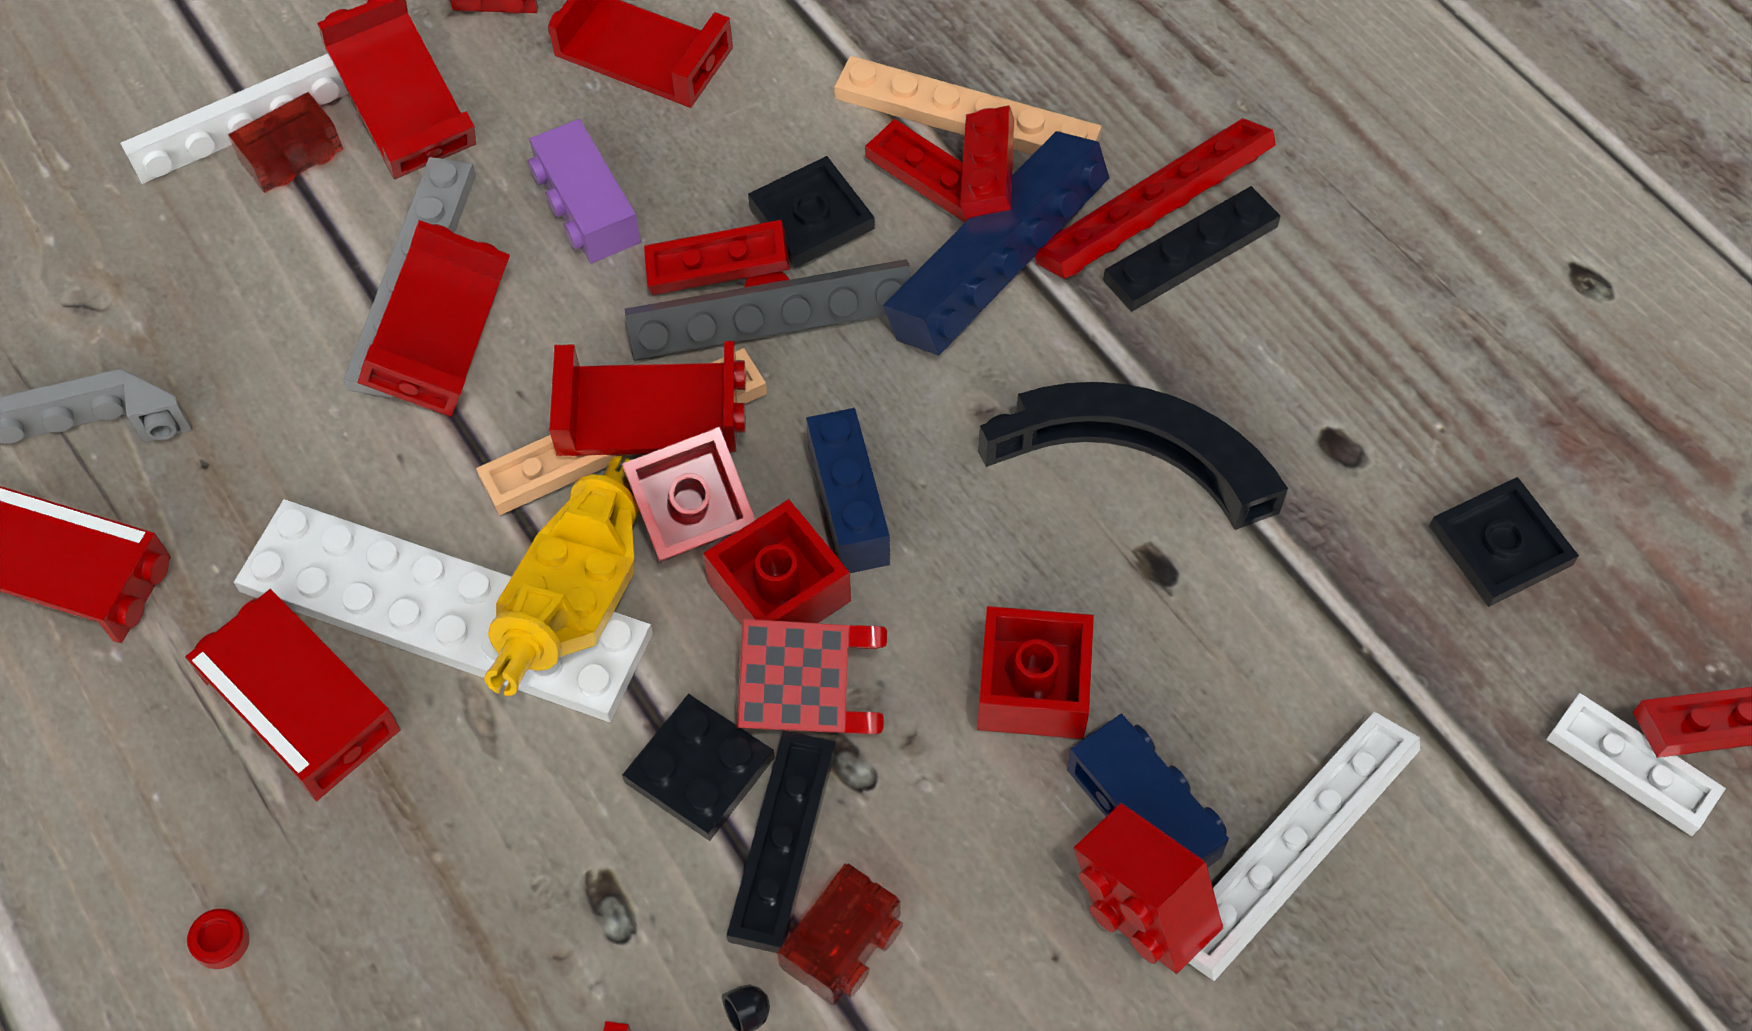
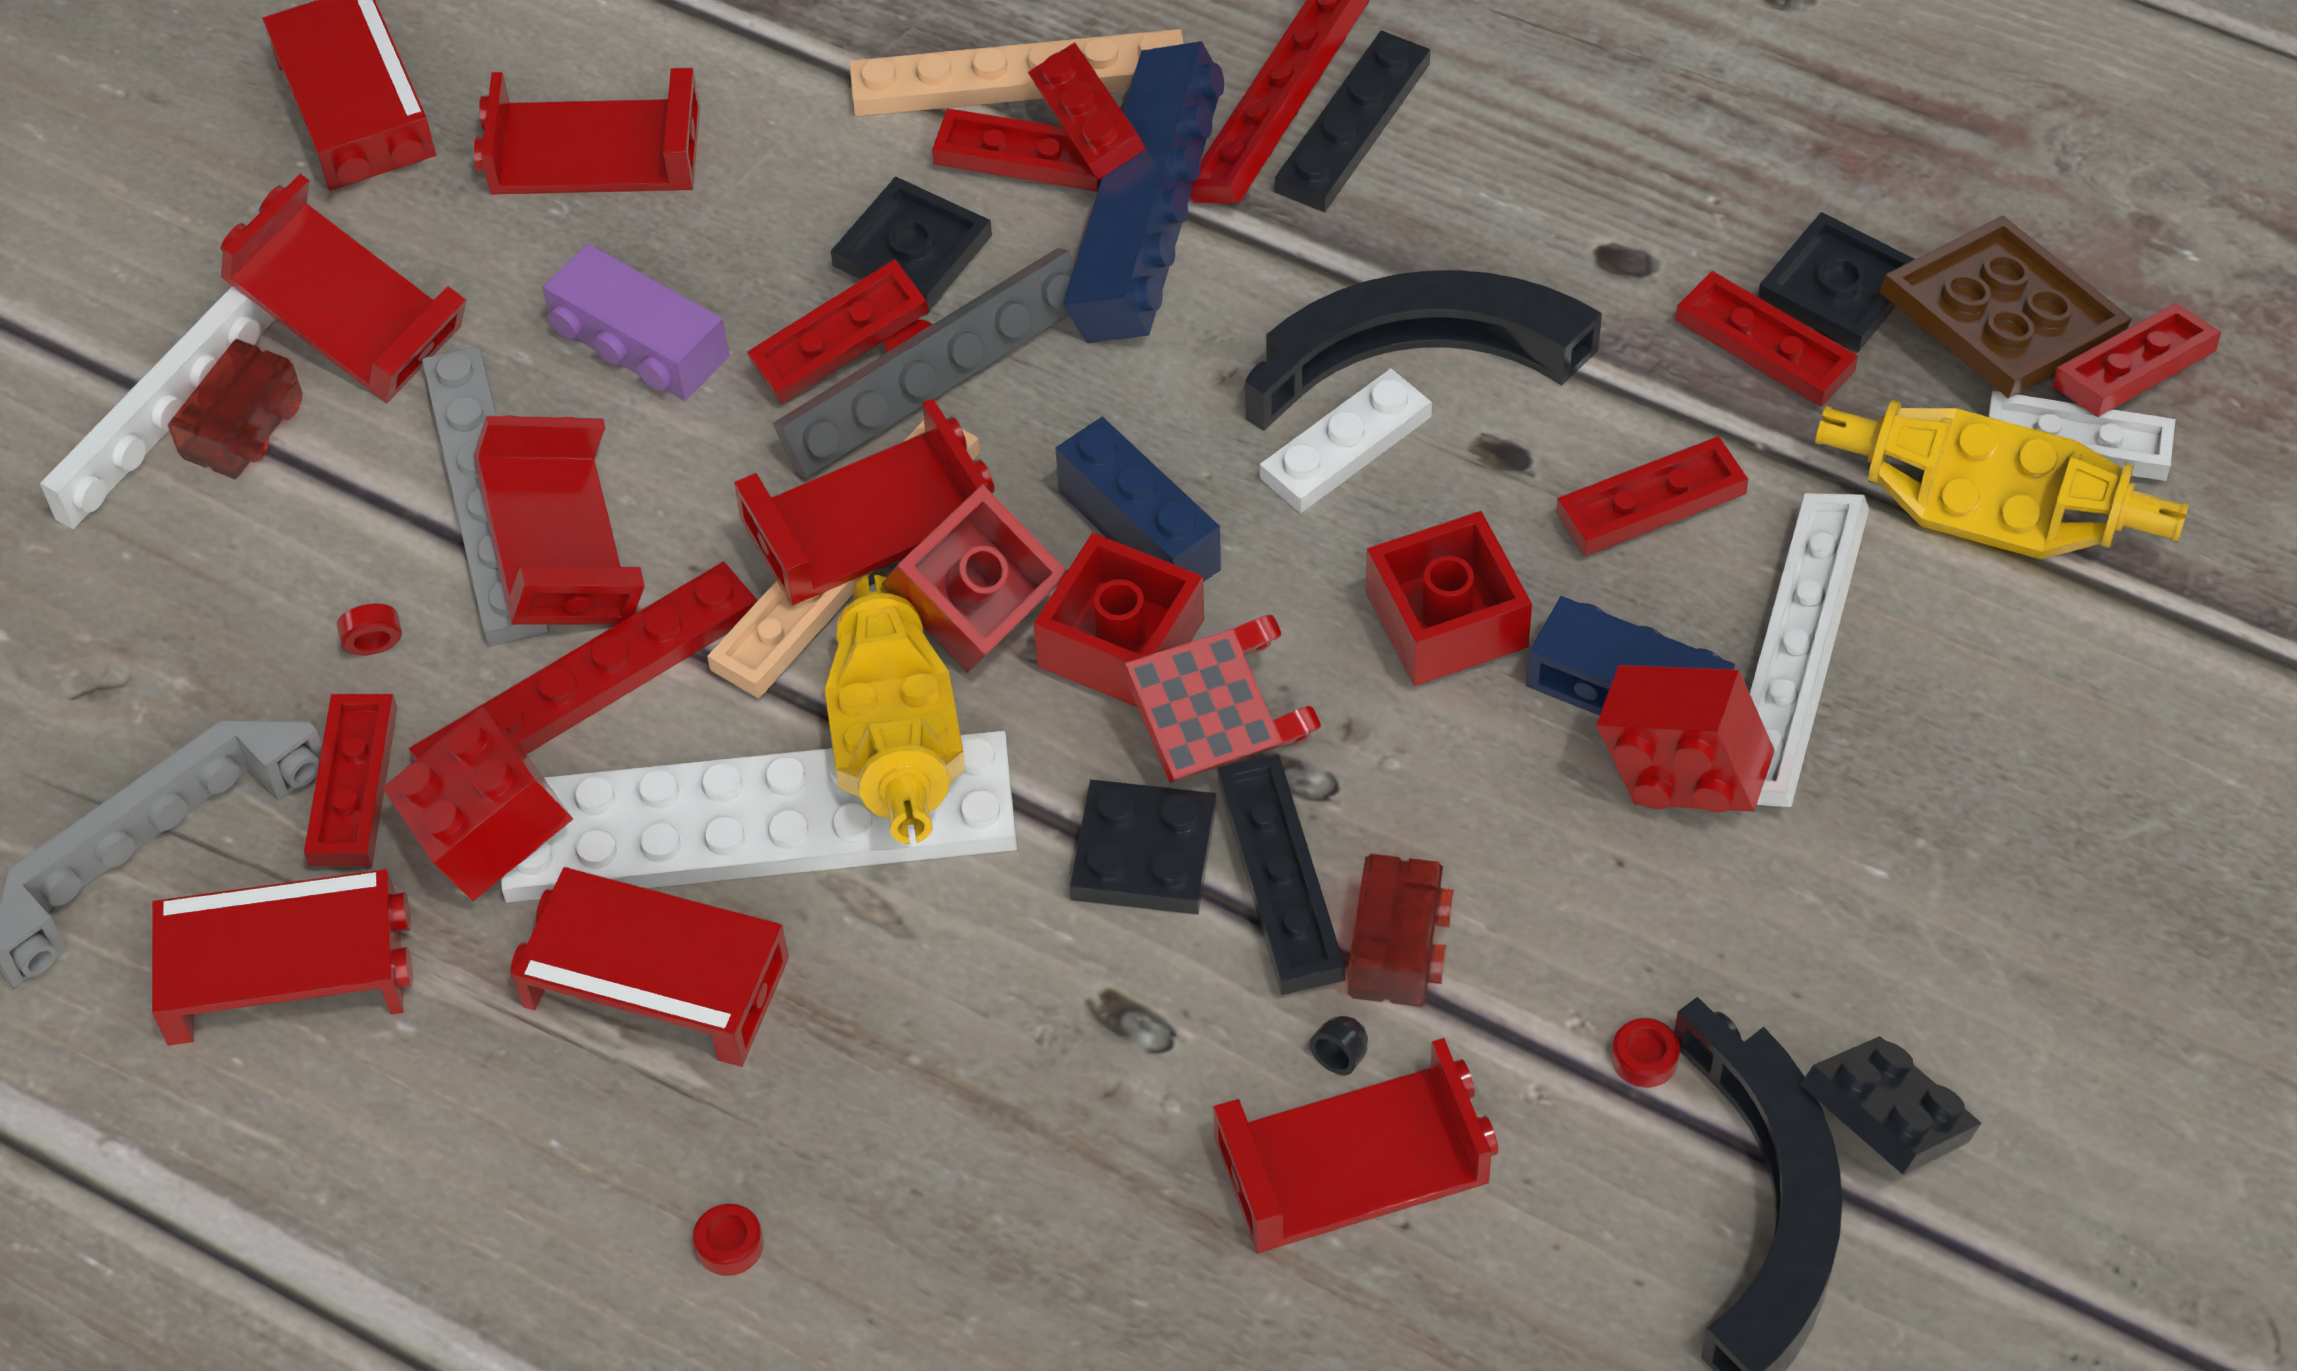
camera: 25 degrees left, 5 degrees down
(188, 451) = (351, 780): none -> red plate
(242, 512) = (477, 803): none -> red brick
(269, 343) = (369, 629): none -> red tile
(388, 447) = (615, 661): none -> red plate
(1040, 502) = (1345, 440): none -> white plate
(1250, 656) = (1651, 496): none -> red plate
(1417, 564) = (1766, 338): none -> red plate
(1545, 776) = (1999, 480): none -> yellow plate
(1629, 624) = (2004, 305): none -> reddish brown plate

